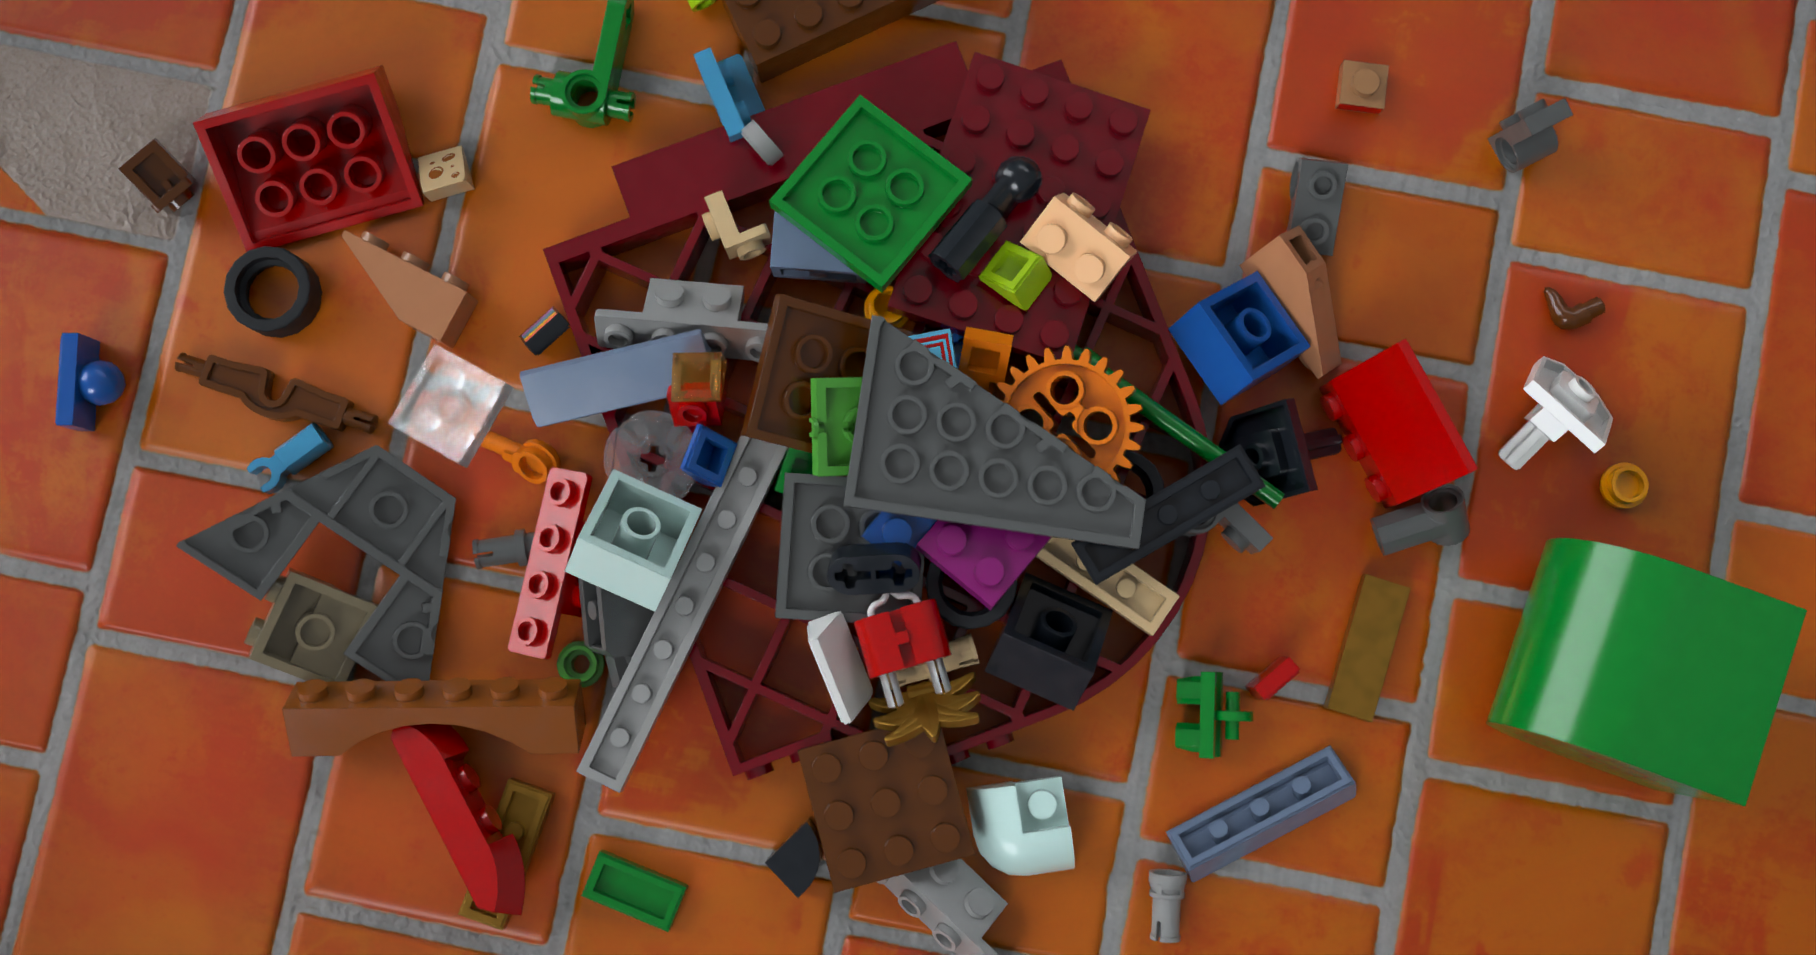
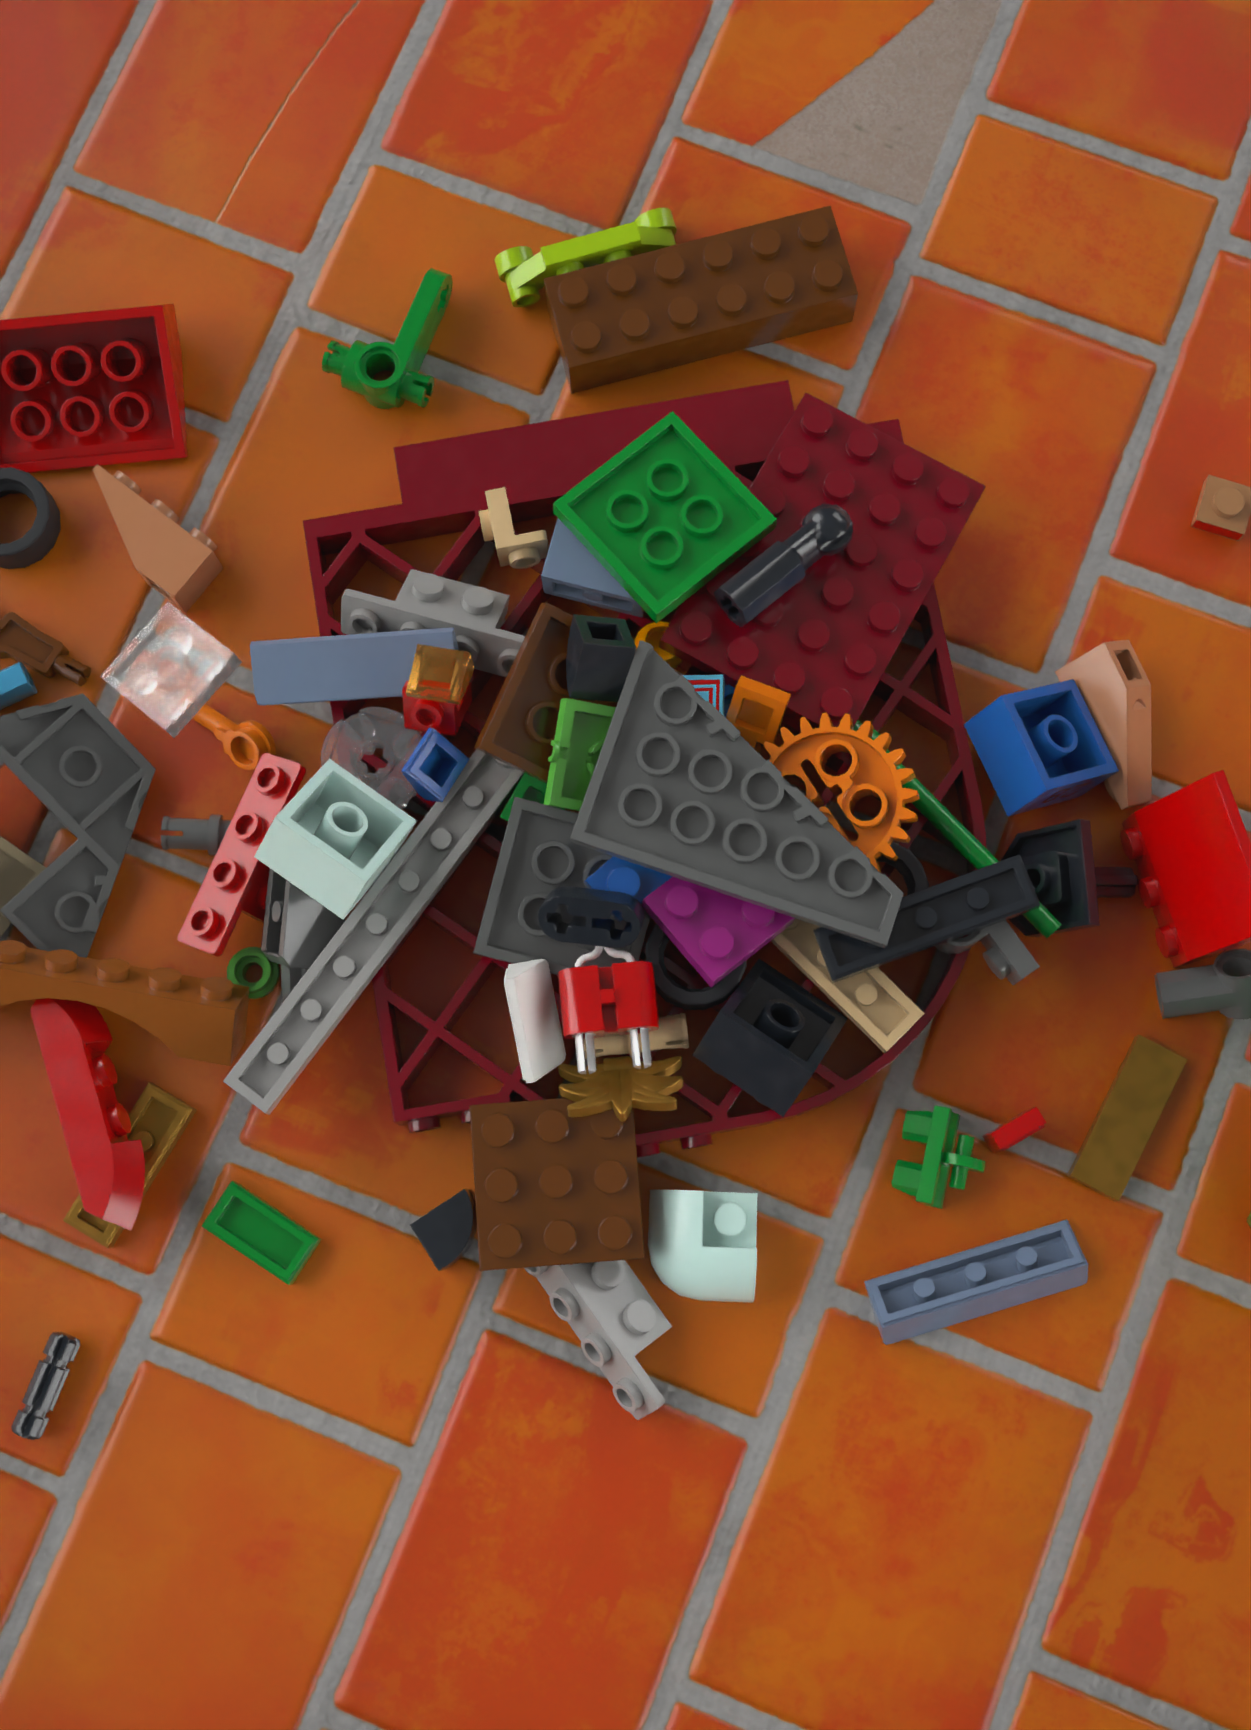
camera: 15 degrees right, 5 degrees down
(445, 173) = (216, 428): tan slope -> none
(545, 331) = (288, 609): black tile -> none
(729, 90) = (535, 391): dark azure bracket -> none
(761, 143) = (558, 448): light grey tile -> none
(837, 335) = (598, 657): none -> black brick
(1017, 274) = (807, 631): lime slope -> none
(1079, 244) = (880, 609): light nougat bracket -> none
(1166, 892) = (853, 1348): light grey pin -> none
(1317, 200) = (1153, 618): dark grey plate -> none

